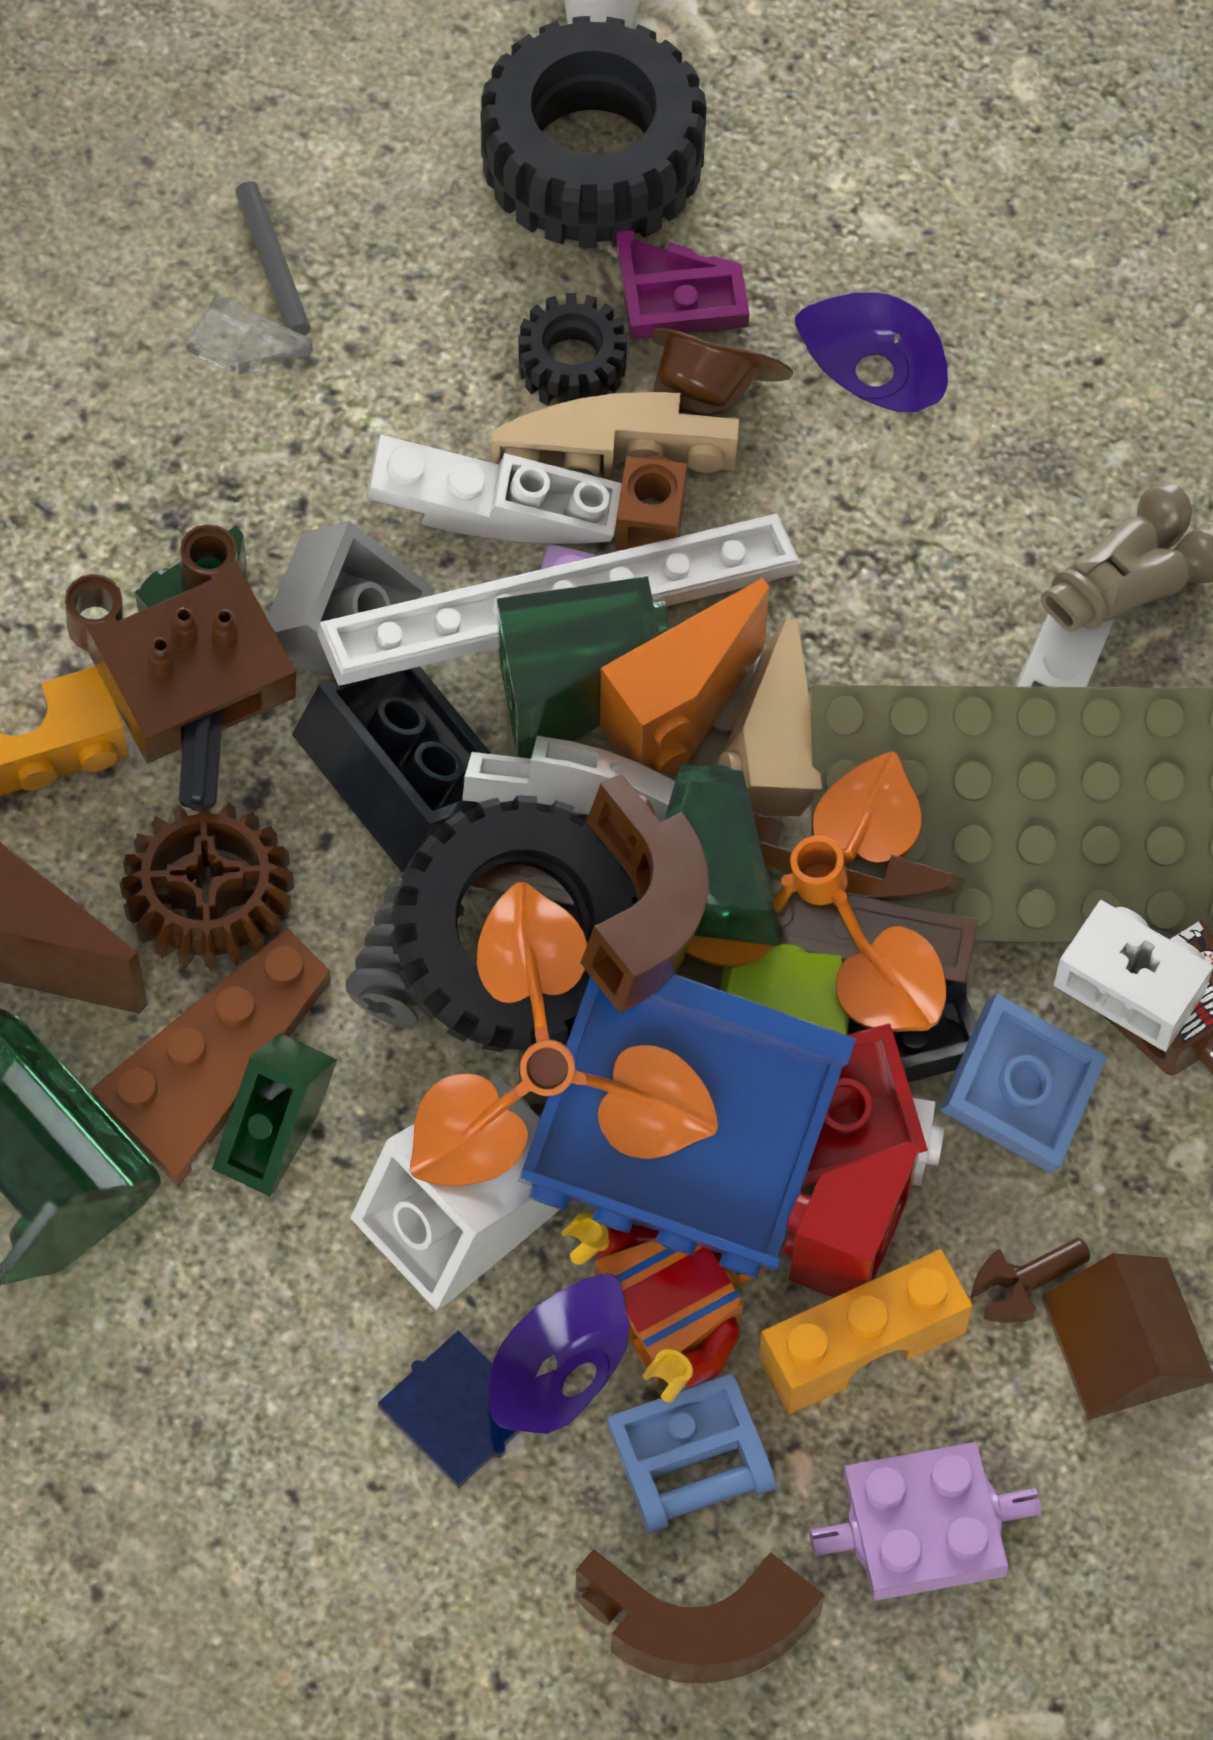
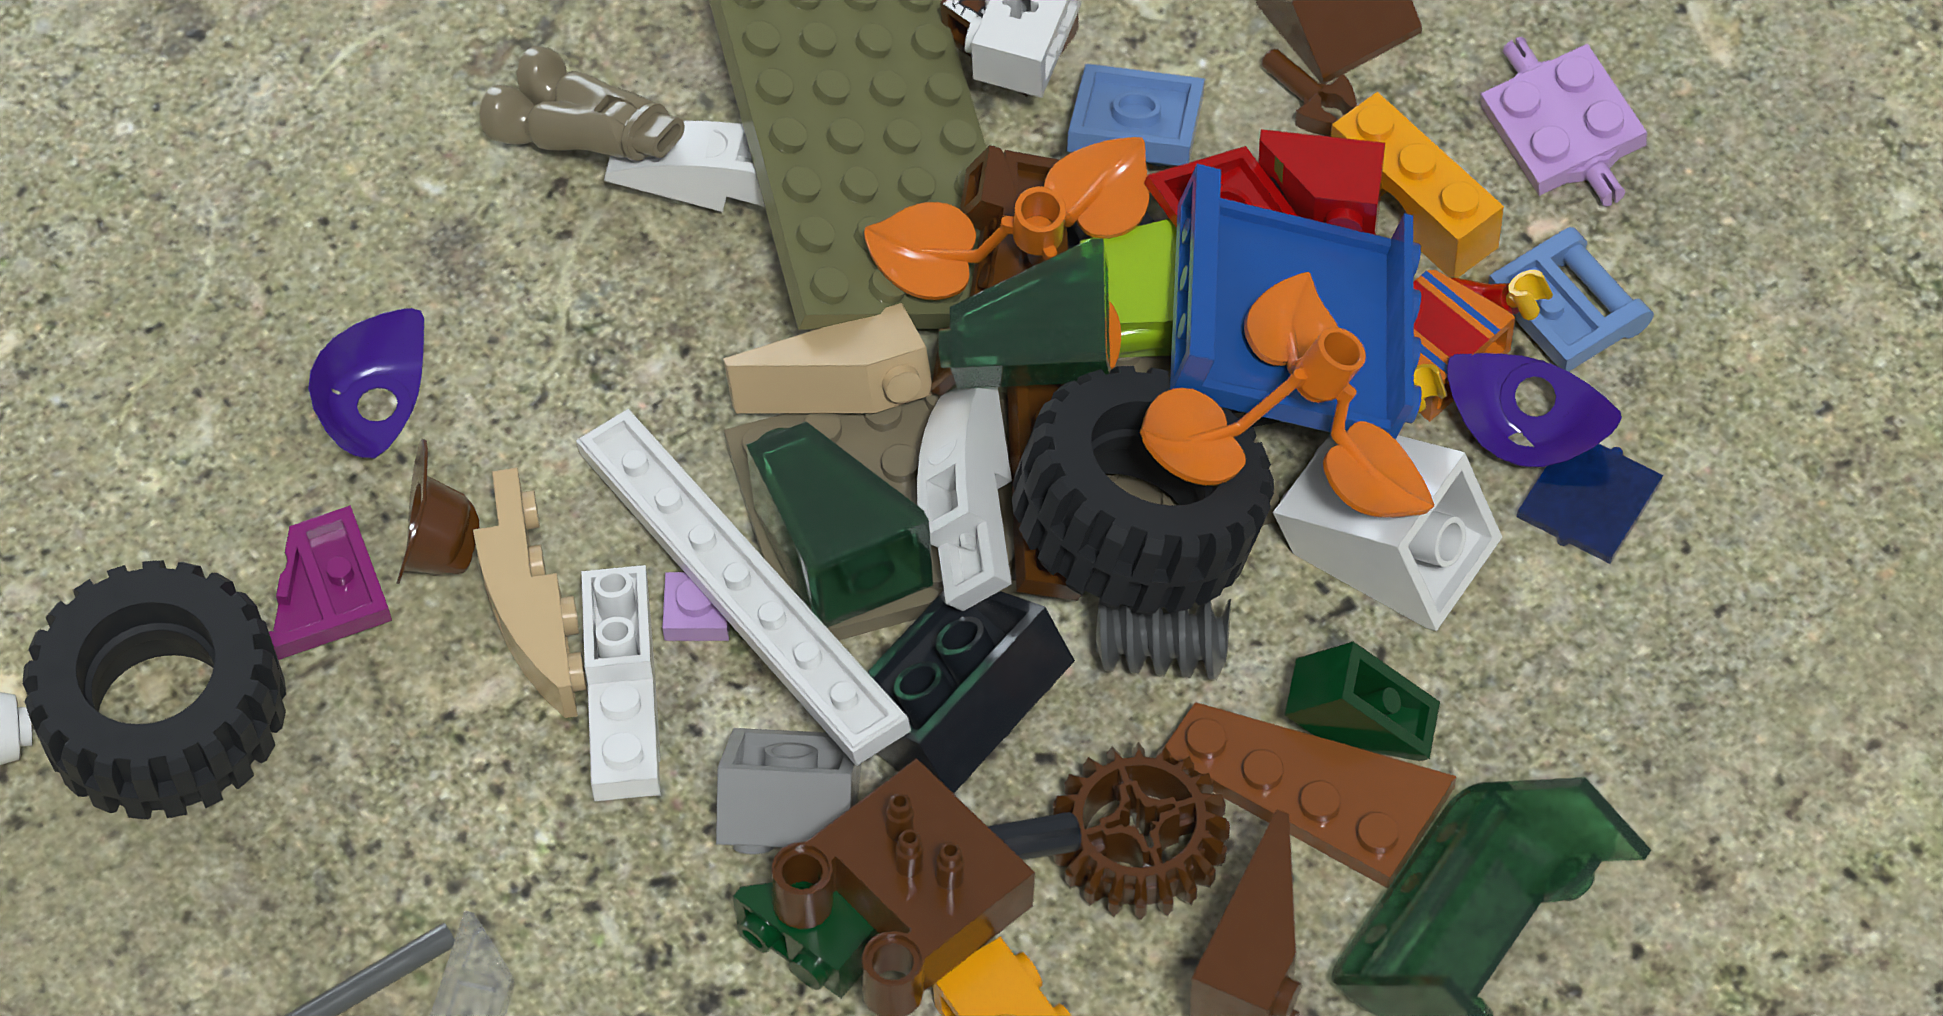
camera: 100 degrees left, 5 degrees down
(567, 323) = (420, 629): black tyre -> none
(647, 943) = (1131, 303): reddish brown arch -> none
(650, 478) = (590, 521): dark orange brick -> none
(674, 687) = (843, 404): orange slope -> none
(703, 1641) = (1729, 231): reddish brown arch -> none

